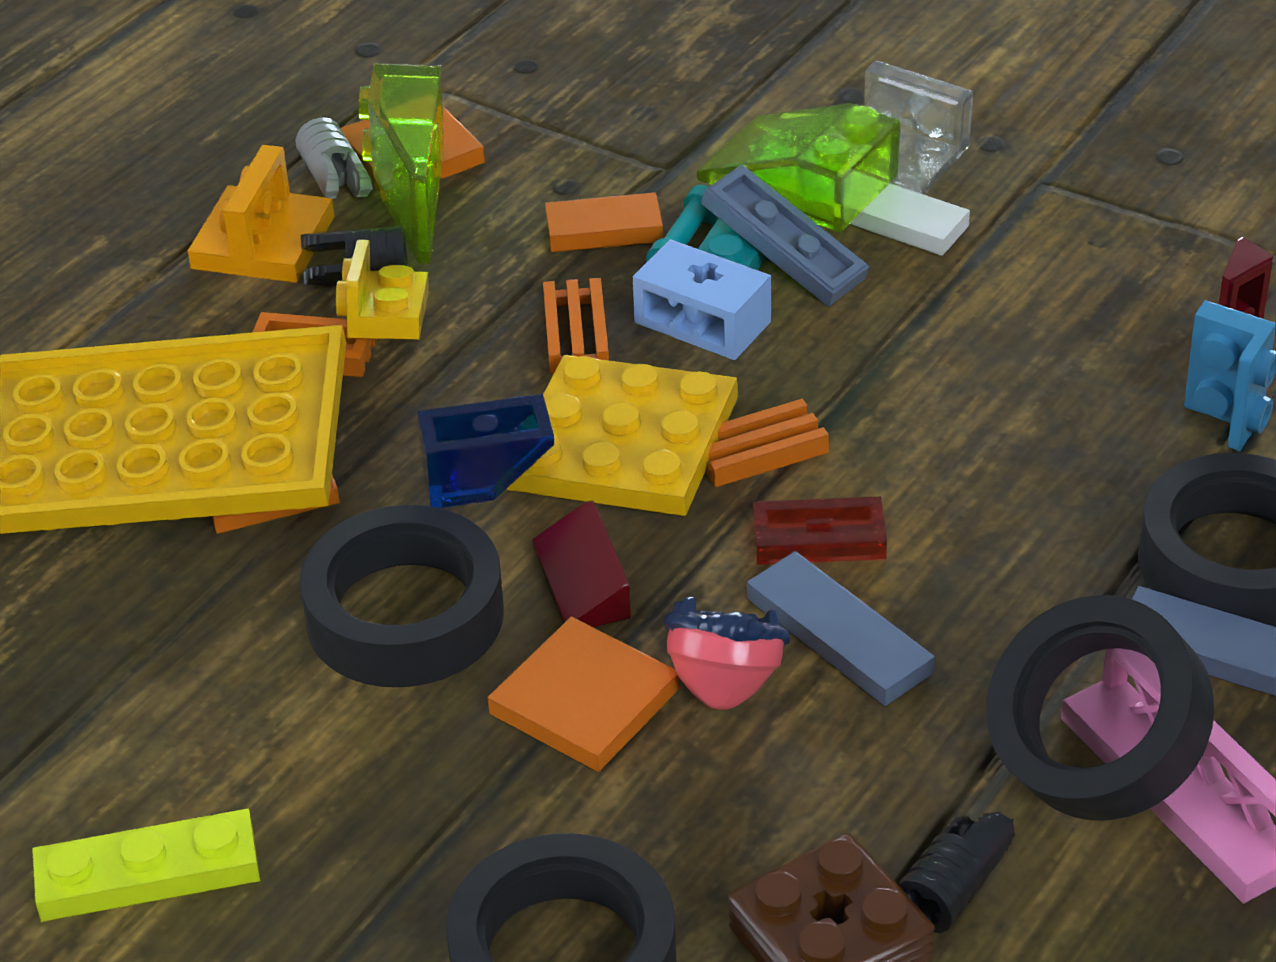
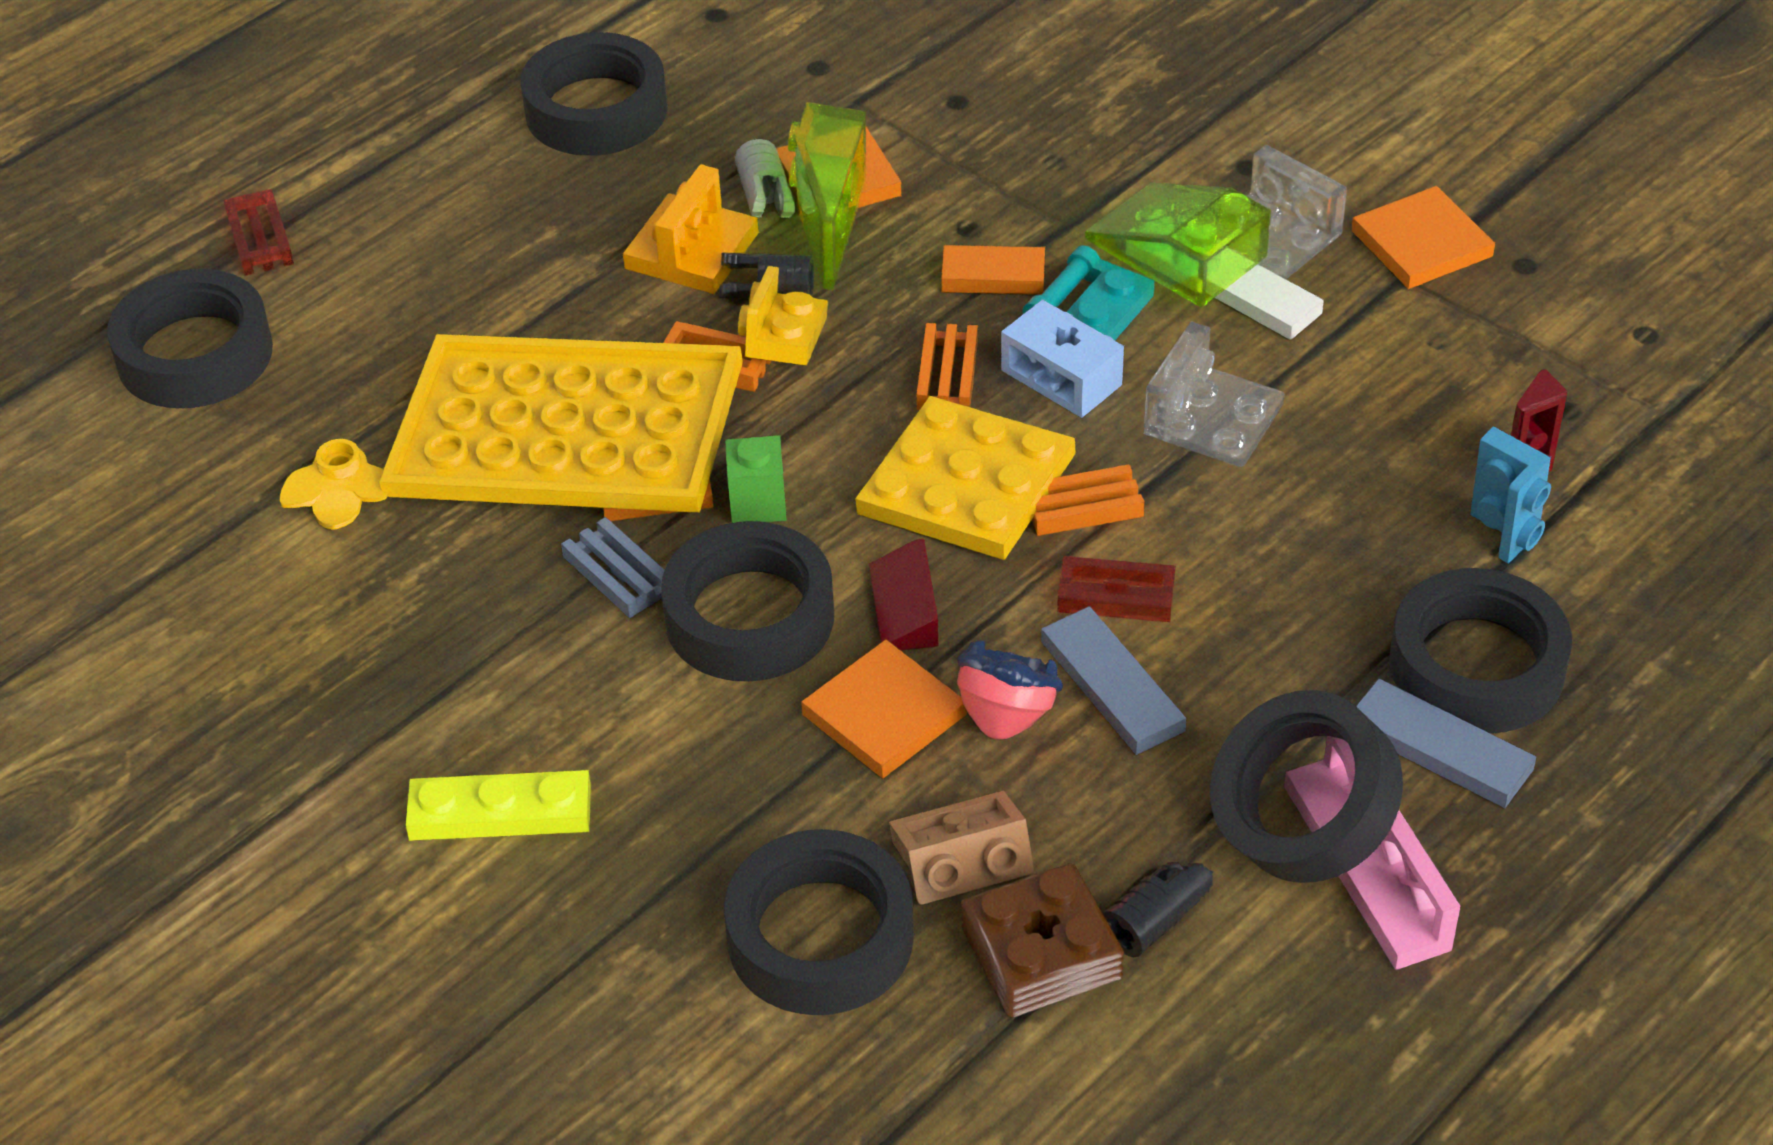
camera: 10 degrees right, 5 degrees up
(130, 131) = (598, 129): none -> black tyre
(250, 574) = (626, 551): none -> sand blue tile
(386, 461) = (755, 479): none -> bright green brick
(481, 447) = (837, 477): clear blue slope -> none
(714, 833) = (963, 846): none -> medium nougat bracket
(785, 235) = (1140, 295): sand blue tile -> none
(870, 330) = (1207, 407): none -> clear bracket
(1055, 139) = (1422, 237): none -> orange tile

